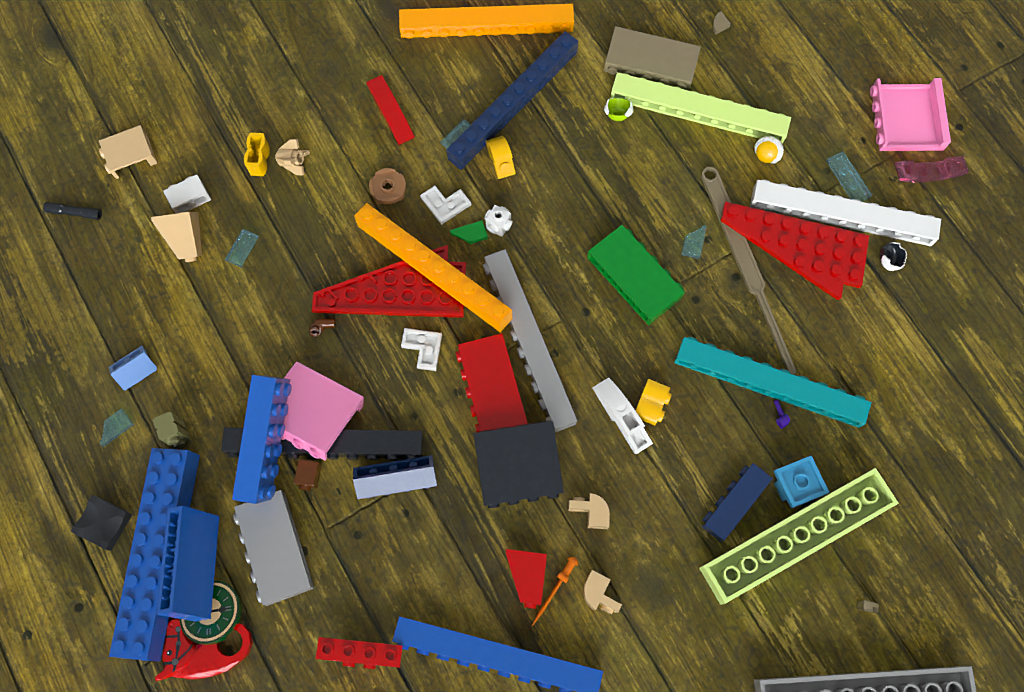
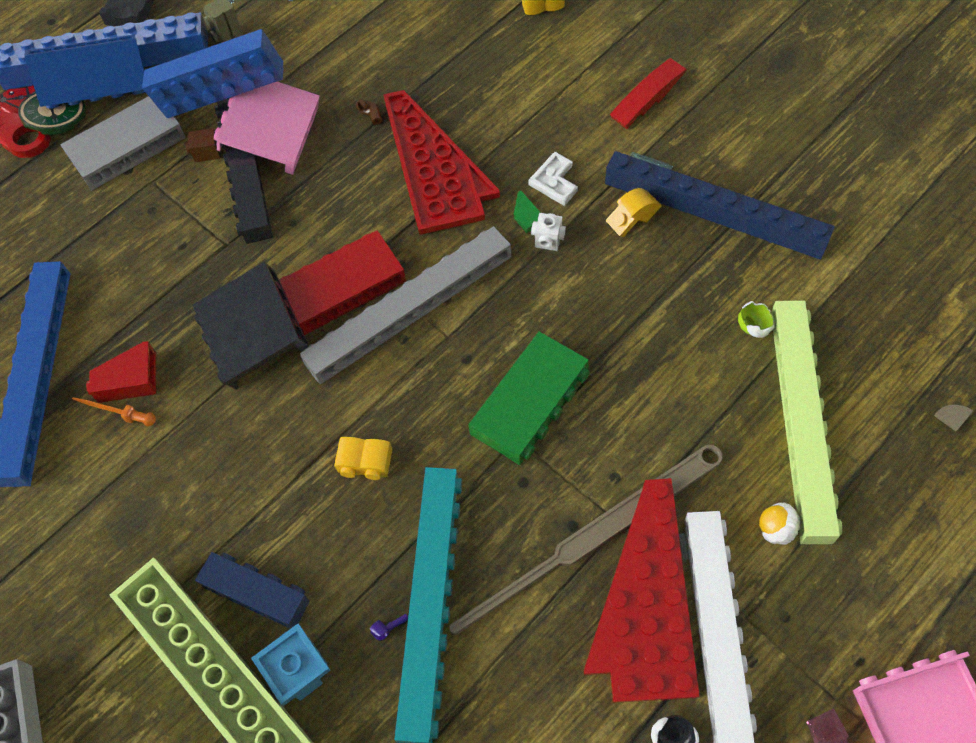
camera: 80 degrees right, 10 degrees down
(241, 248) = (436, 22): clear light blue tile -> none
(291, 157) = (553, 25): tan brick -> none
(359, 652) = (19, 237): red bracket -> none
(389, 196) = (553, 129): medium nougat plate -> none
(394, 477) = (213, 218): brick -> none
(427, 343) = (376, 212): white tile -> none
(434, 267) = (458, 182): light orange brick -> none
(486, 20) = (815, 154): light orange brick -> none
(594, 590) = (113, 451): tan brick -> none
(597, 510) = (214, 428): tan brick -> none
(623, 414) = (336, 423): white slope -> none
(652, 58) = (850, 343): dark tan brick -> none
(693, 243) = (602, 460): clear light blue tile -> none
(849, 177) = (784, 650): clear light blue tile -> none

